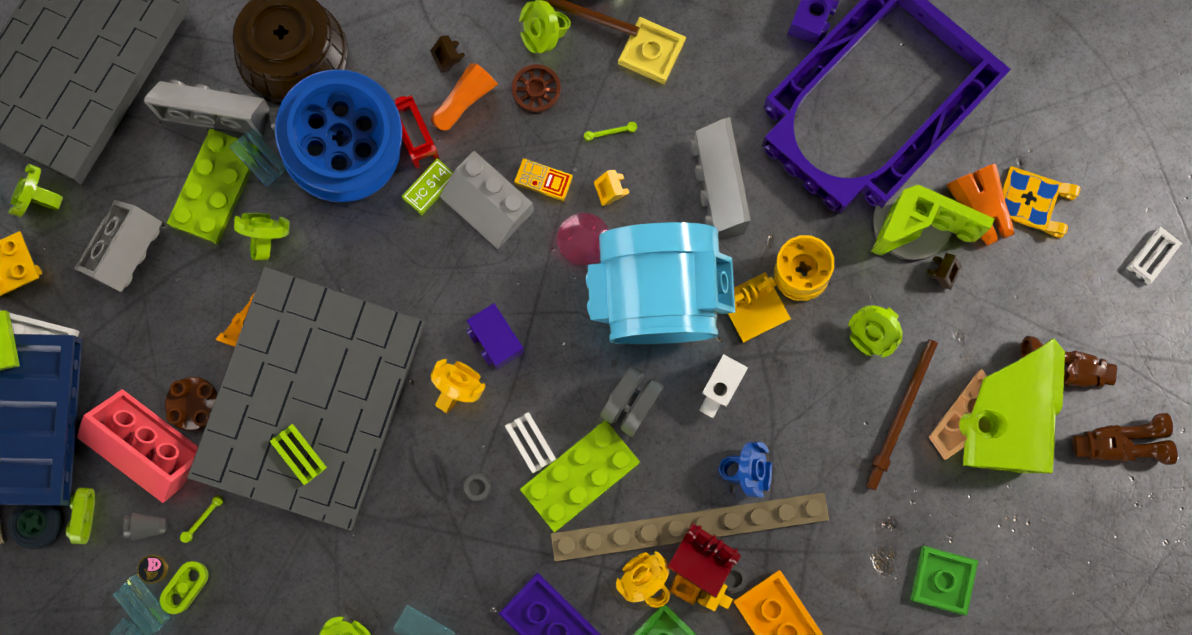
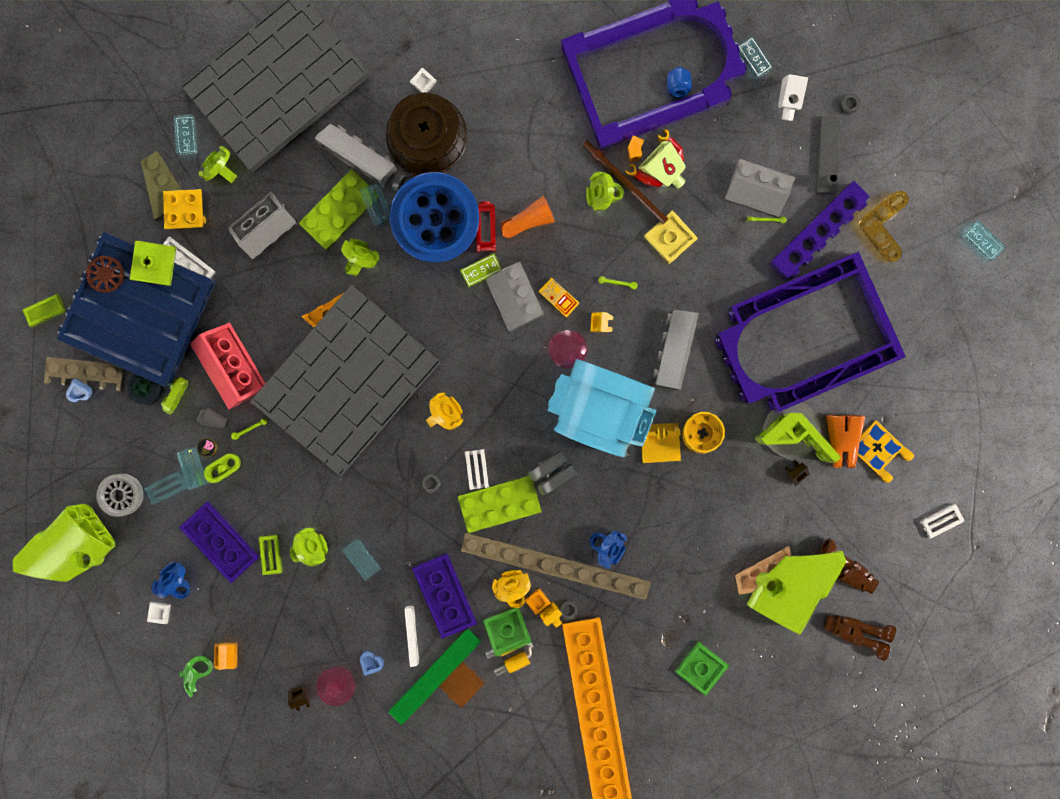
camera: 25 degrees right, 10 degrees up
(190, 403) = (270, 351): reddish brown dish -> none
(312, 473) = (314, 403): lime tile -> none
(445, 53) = (529, 182): dark brown tile -> none
(495, 337) = (482, 391): dark purple brick -> none
(536, 88) = (581, 231): copper wheel -> none
(704, 560) = (554, 592): dark red hinge -> none
(730, 374) = (622, 480): white torso -> none
(876, 330) = (732, 493): lime tile -> none
(881, 462) = (696, 578): reddish brown bar -> none

